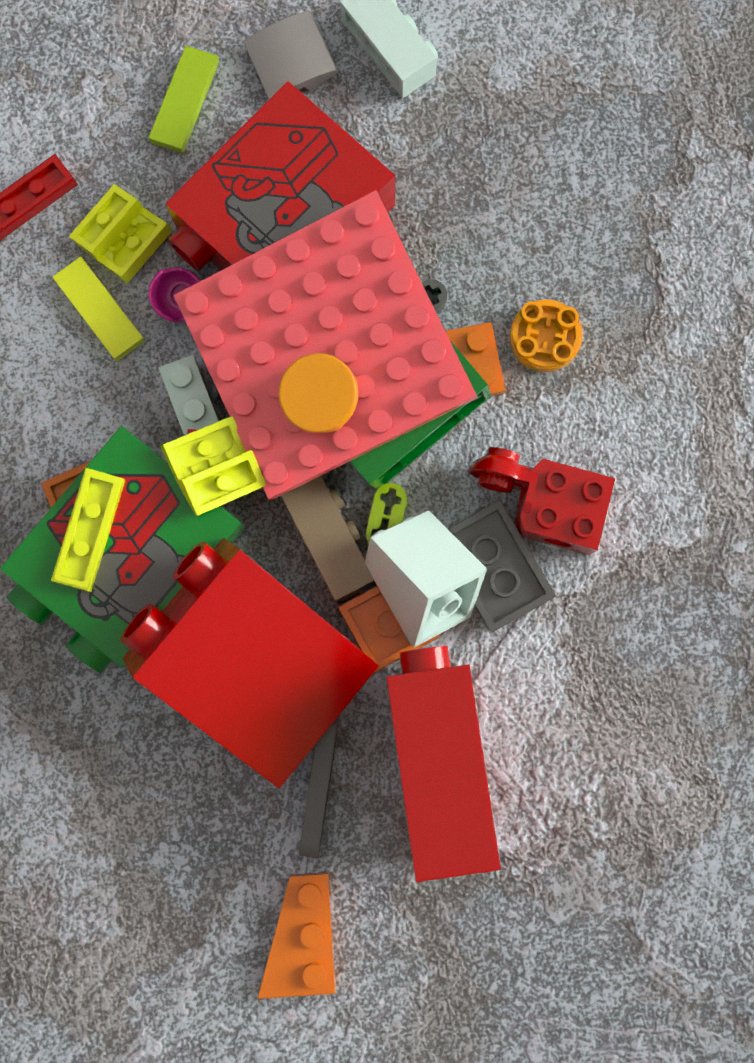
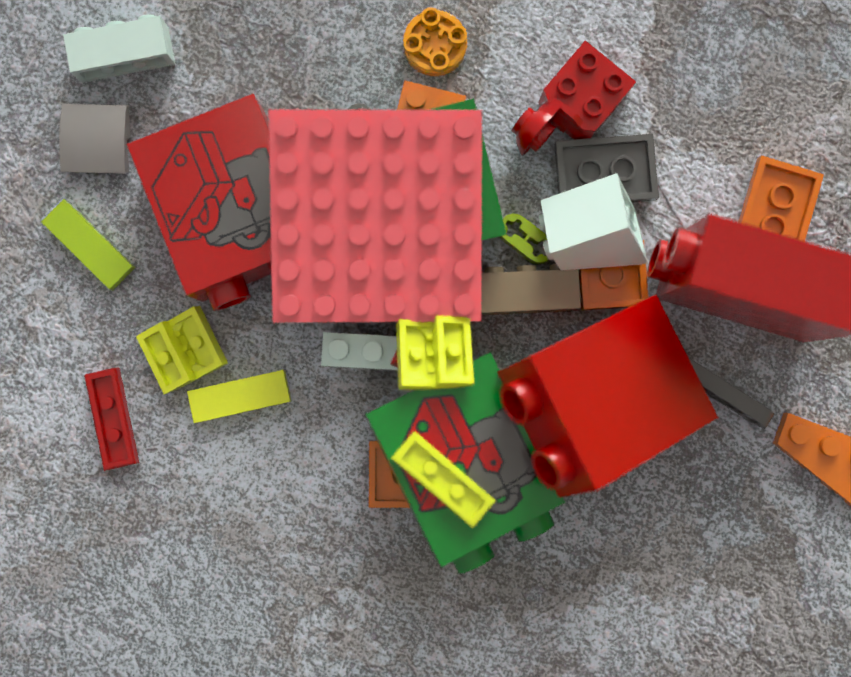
camera: 70 degrees left, 5 degrees up
(164, 286) = (256, 325): dark pink hair -> none
(318, 393) = (421, 236): light orange tile -> none
(540, 766) = (781, 197): none -> orange plate

